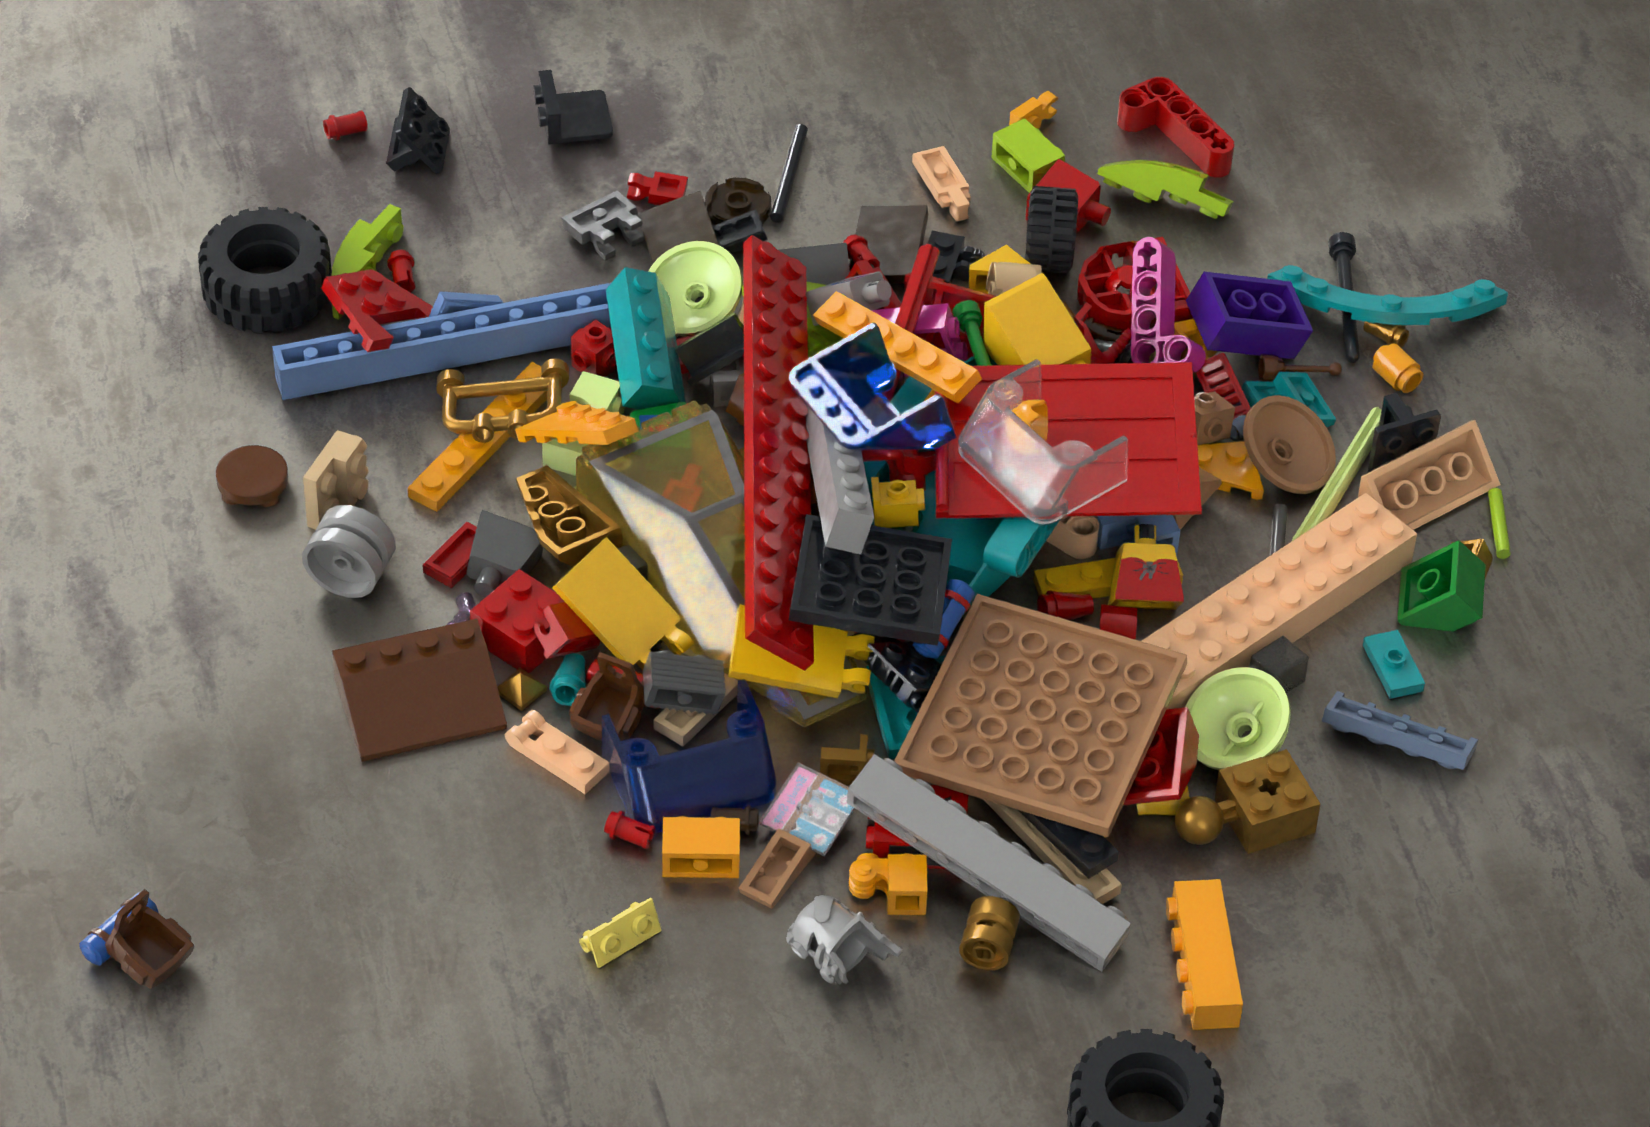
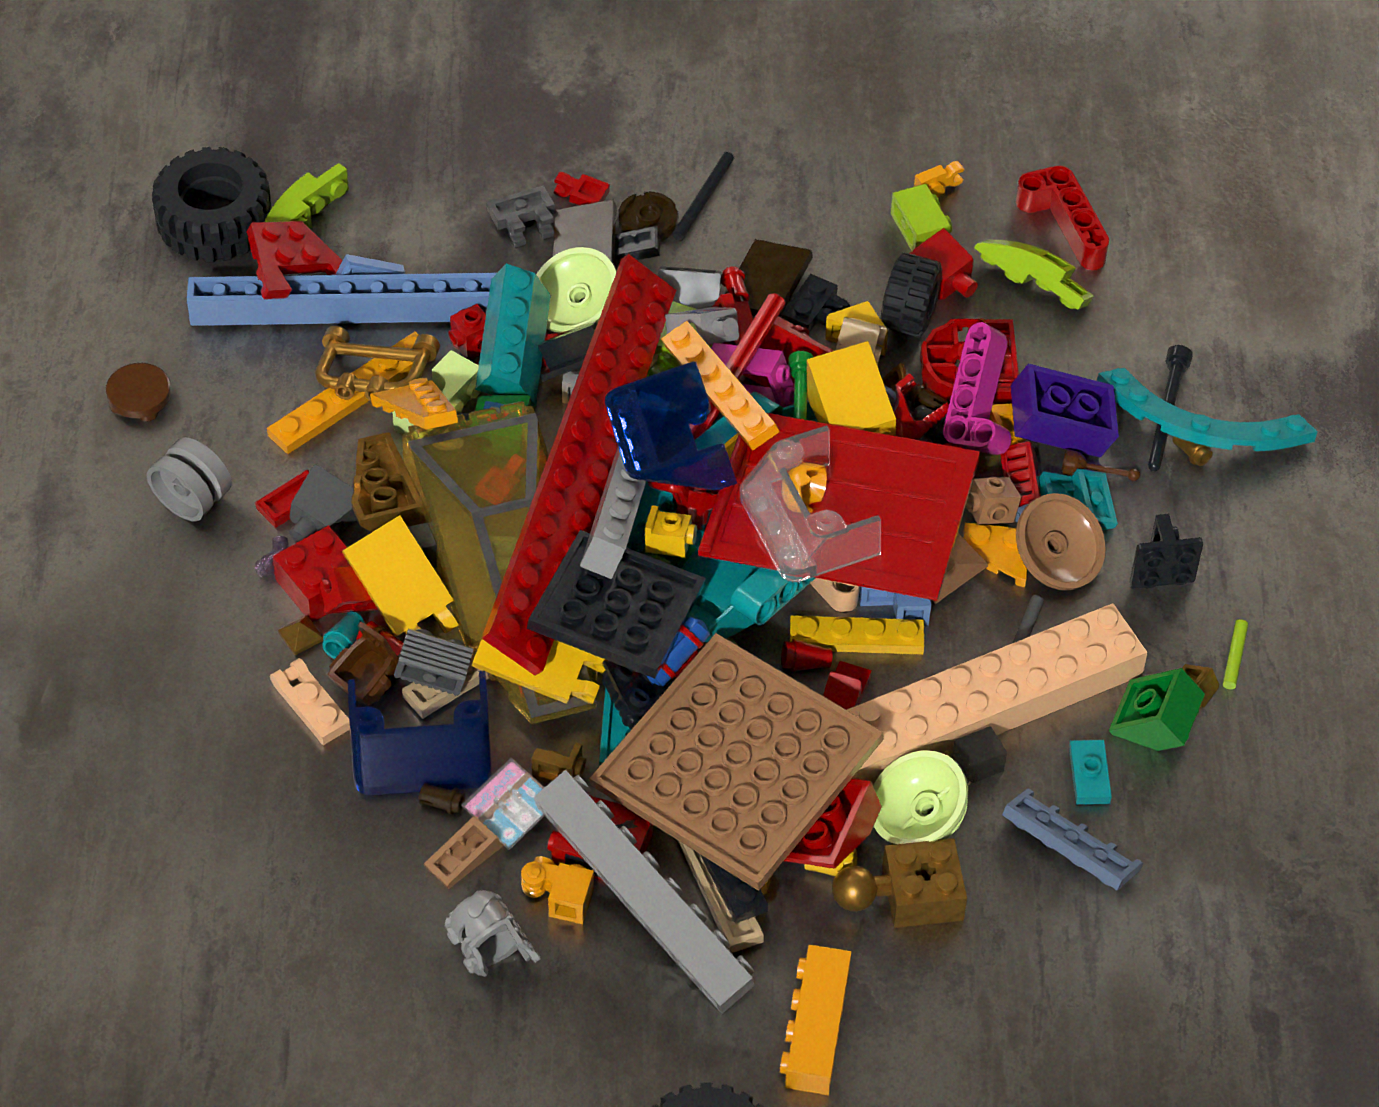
camera: 15 degrees right, 5 degrees up
(336, 476) = (202, 407): tan plate -> none
(344, 125) = (331, 81): red pin -> none
(401, 265) = (333, 221): red pin -> none
(417, 135) = (389, 102): black bracket -> none
(418, 689) = (209, 619): reddish brown slope -> none
(571, 115) = (529, 107): black bracket -> none
(622, 933) = (306, 885): light yellow hinge -> none
(629, 829) = (346, 788): red pin -> none
(701, 847) = (401, 818): light orange brick -> none
(944, 180) = (837, 228): light nougat hinge -> none
(989, 933) = (627, 956): pearl gold wheel -> none
(1146, 573) = (886, 640): torso -> none
(1343, 474) = (1100, 582): yellowish green axle -> none
(1397, 368) = (1189, 485): light orange brick -> none
(1433, 477) = (1183, 600): light nougat slope -> none

